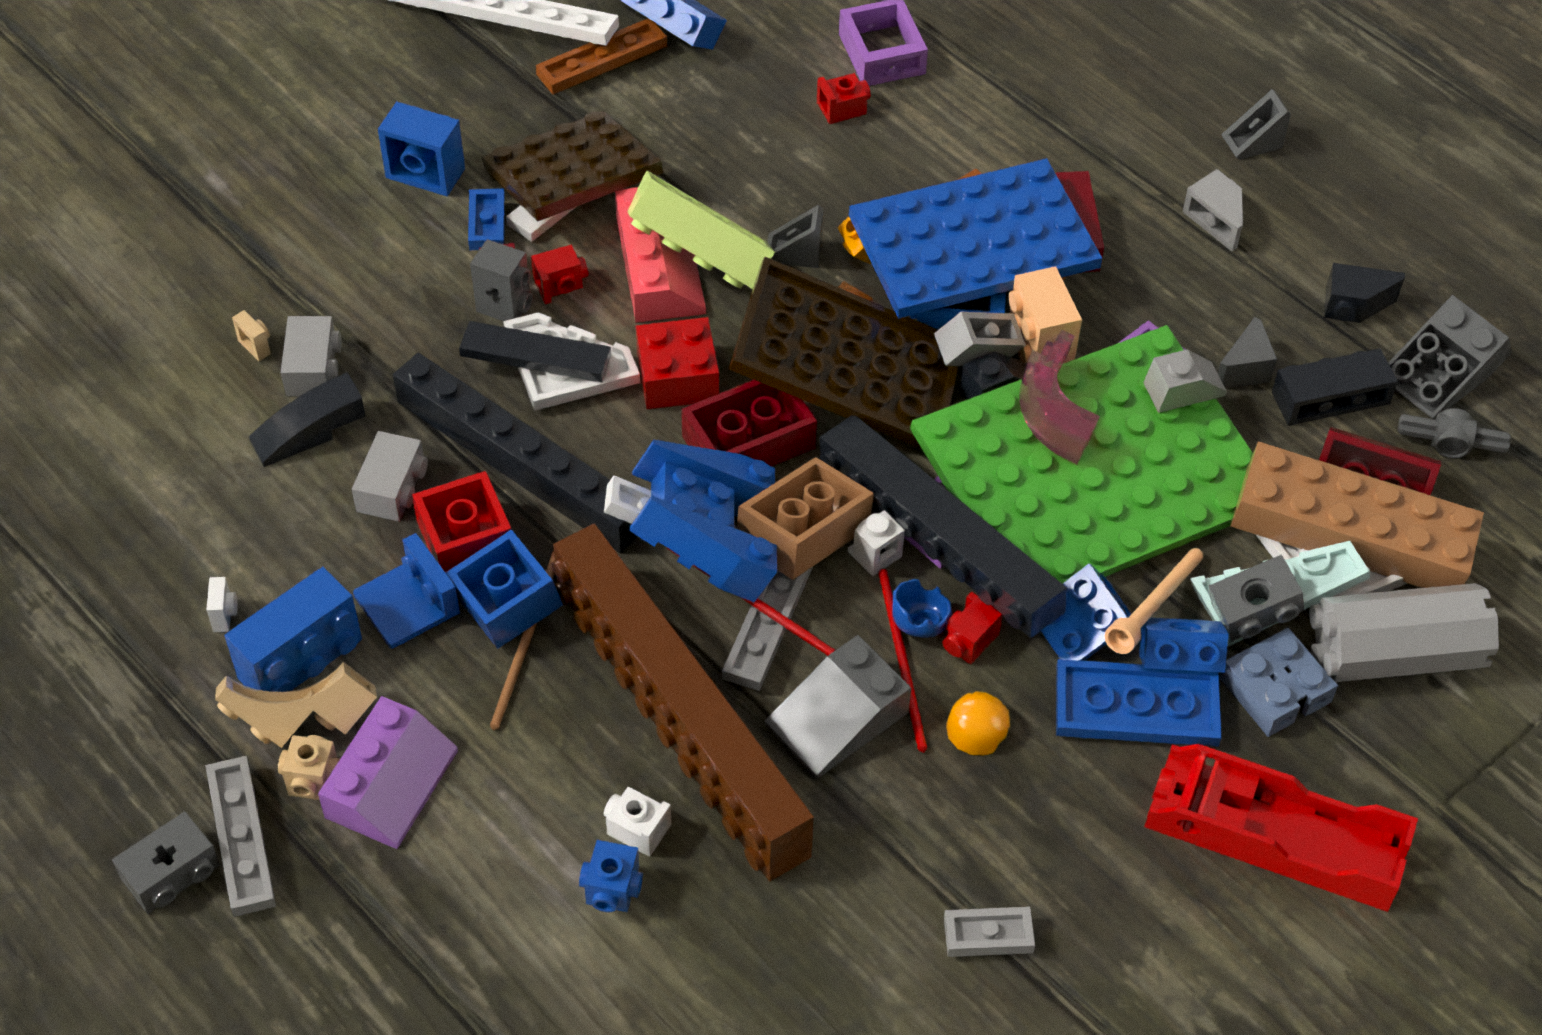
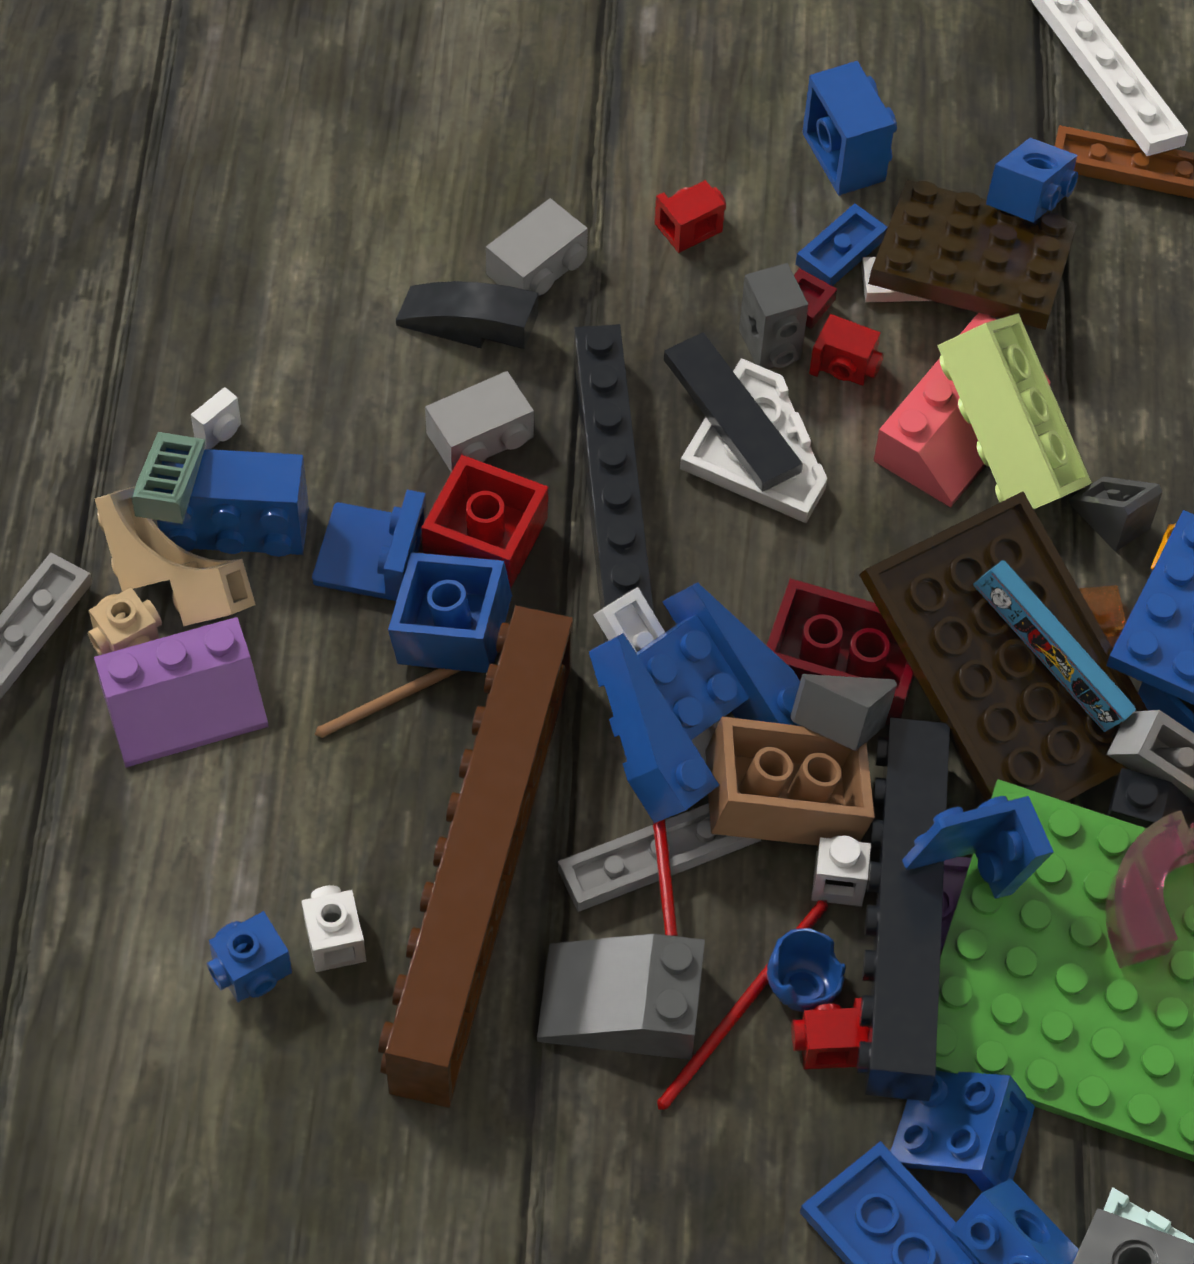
camera: 45 degrees right, 5 degrees up
(252, 335) = (512, 192): tan plate -> none
(270, 663) = (163, 505): none -> sand green slope
(378, 267) = (690, 215): none -> red brick
(560, 102) = (1032, 179): none -> blue brick
(677, 362) = (852, 528): red brick -> none
(794, 449) = (843, 707): none -> dark grey slope
(867, 325) = (1054, 646): none -> dark azure tile
(965, 446) = (999, 832): none -> blue bracket
(978, 723) = (738, 1130): light orange hair -> none
(1126, 632) = (953, 1175): light nougat piece -> none

